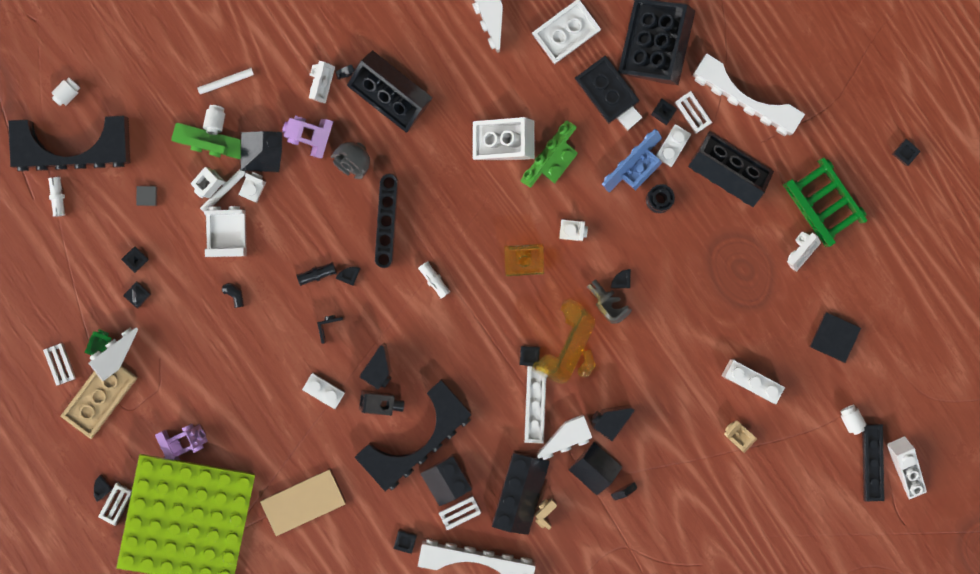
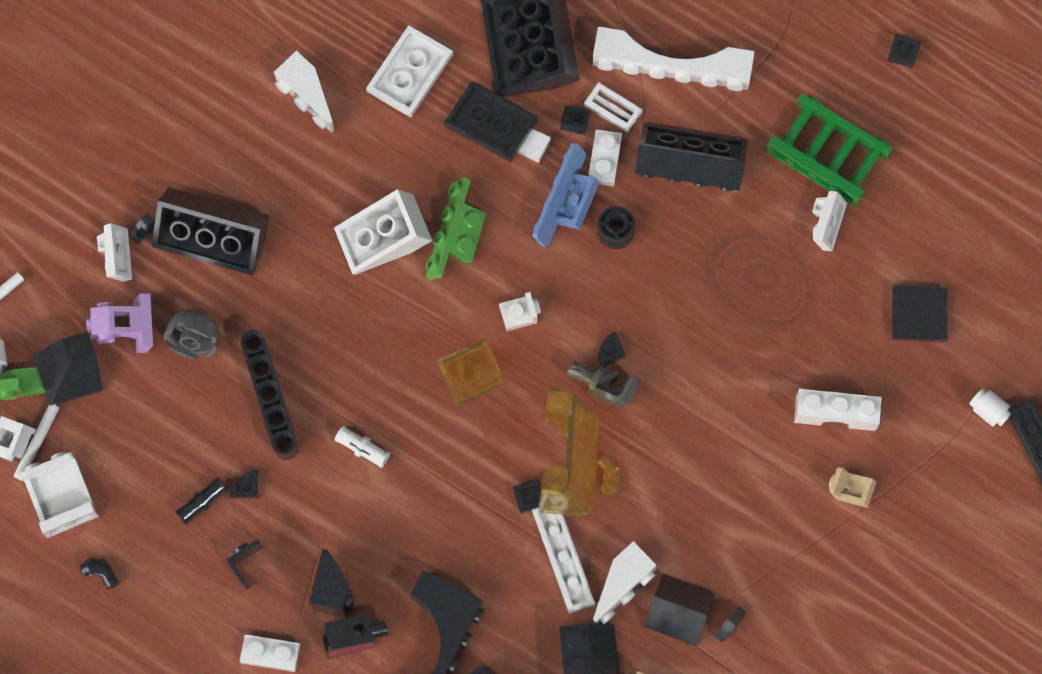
camera: 20 degrees left, 15 degrees down
(252, 187) = (74, 421): white bracket -> none
(611, 420) = (670, 533): black slope -> none

